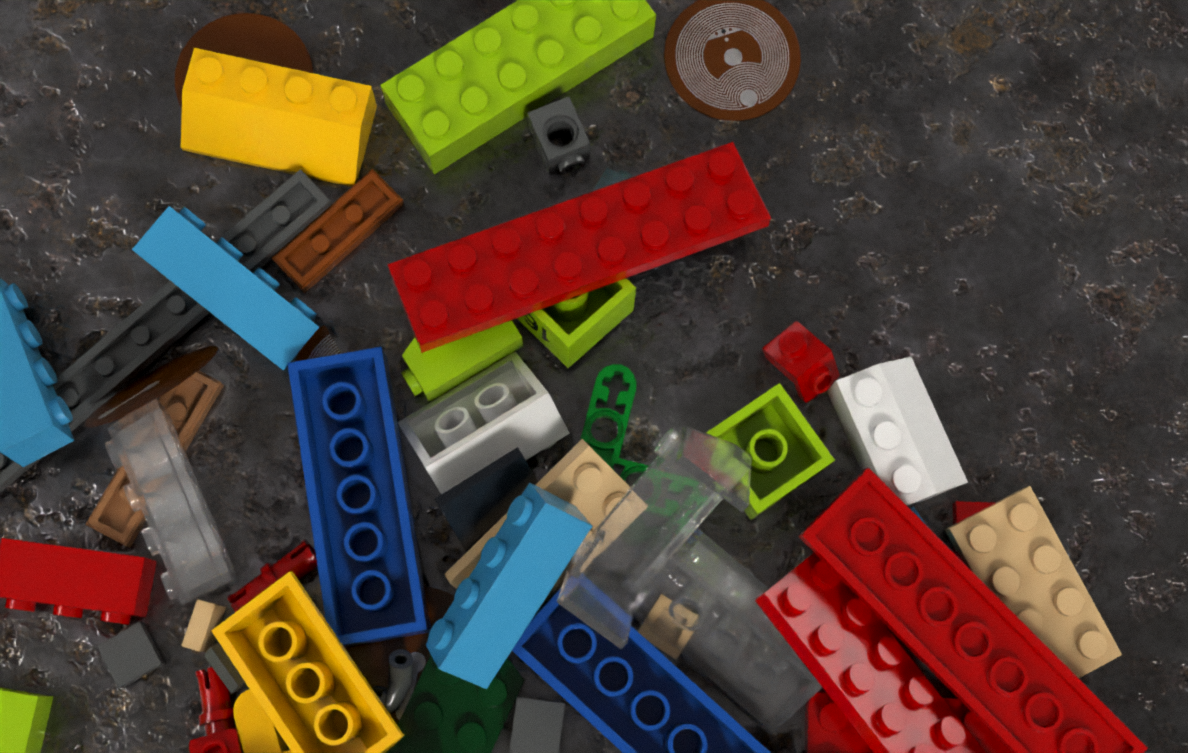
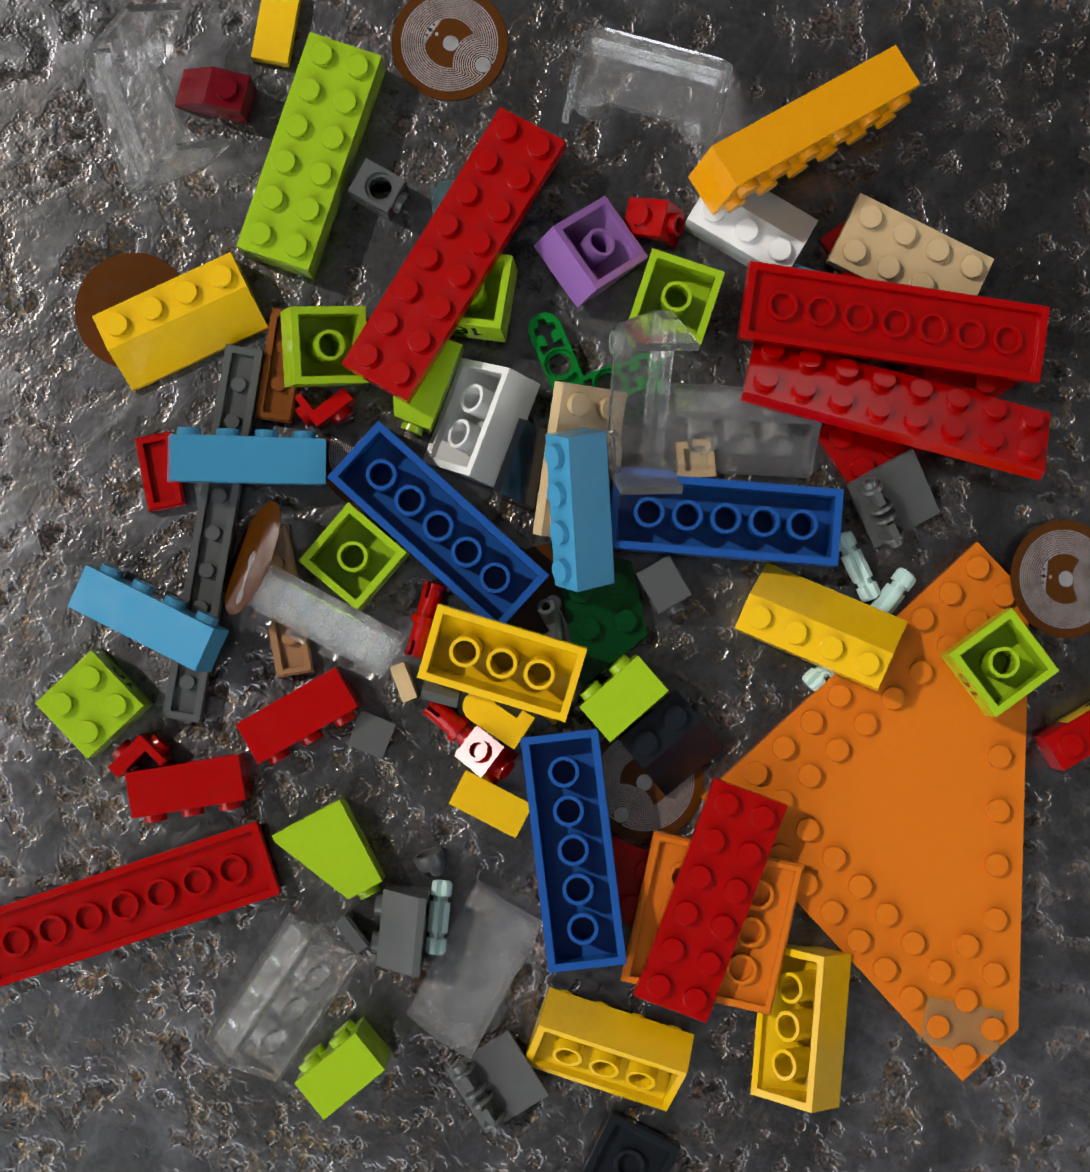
camera: 30 degrees left, 10 degrees up
(122, 261) = (153, 463): none -> red tile
(251, 463) = (354, 557): none -> lime brick
(350, 307) = (333, 410): none -> red bracket
(382, 229) = (317, 343): none -> lime brick
(717, 342) = (590, 251): none -> medium lavender slope
(895, 225) = (649, 81): none -> clear windscreen
(1015, 381) = (804, 131): none -> light orange brick

